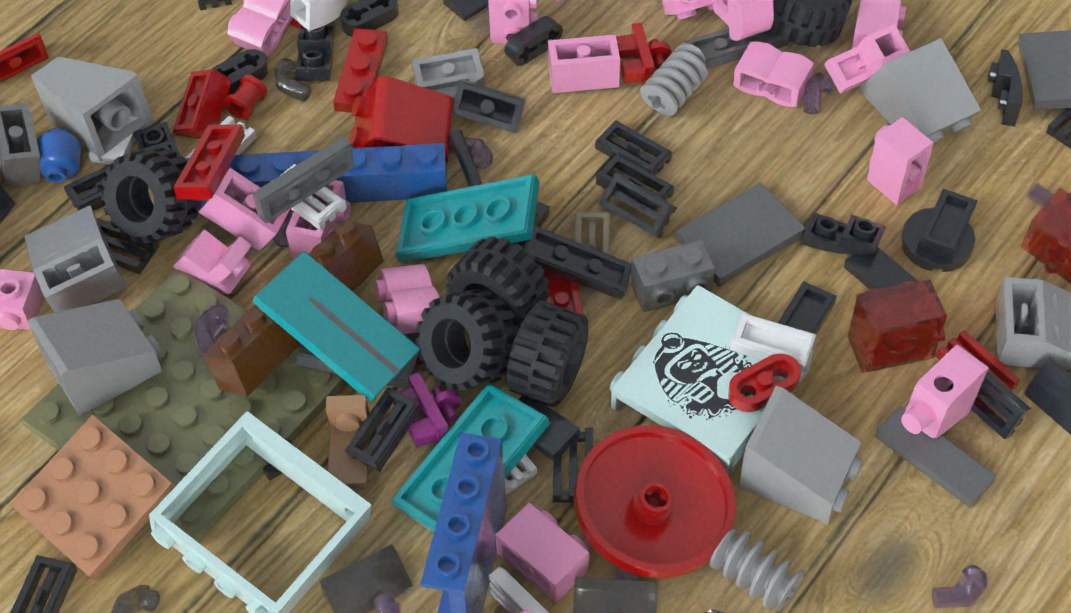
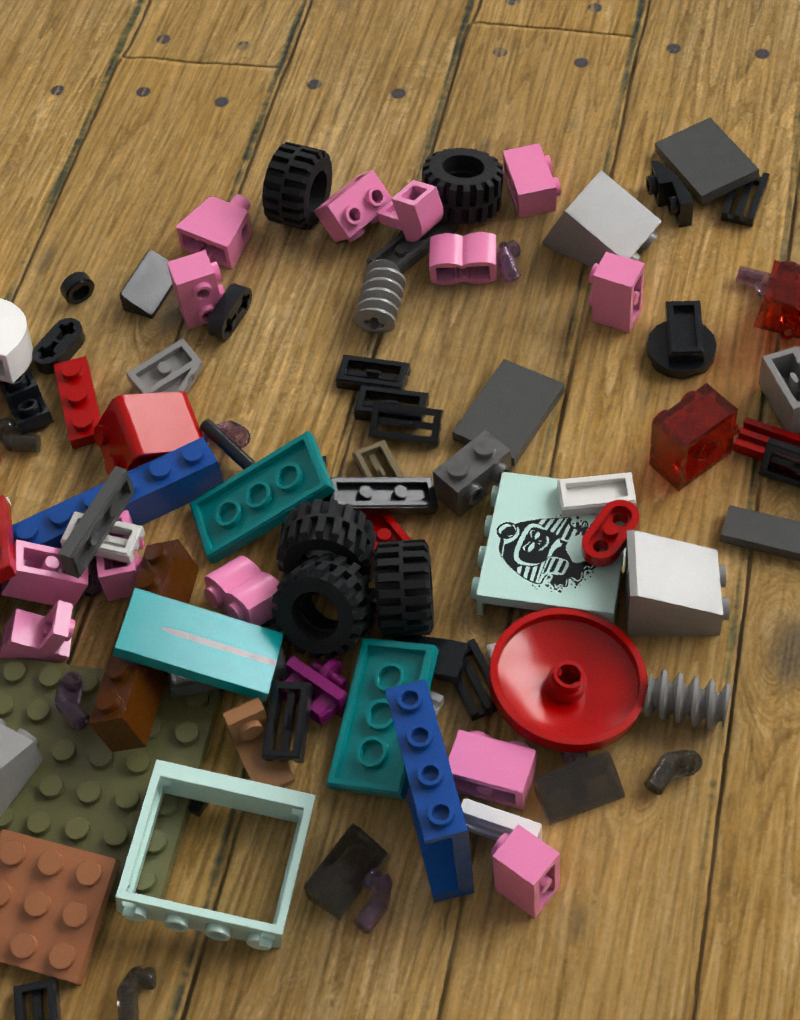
camera: 20 degrees left, 0 degrees up
(488, 105) = (220, 386): black slope -> none
(583, 63) = (290, 314): bright pink brick -> none
(645, 56) = (341, 286): red hips -> none
(808, 308) = (604, 453): black tile -> none
(855, 238) = (611, 375): black slope -> none
(861, 62) = (542, 213): bright pink brick -> none
(877, 270) = (646, 395): black tile -> none
(932, 407) = (763, 494): bright pink torso -> none

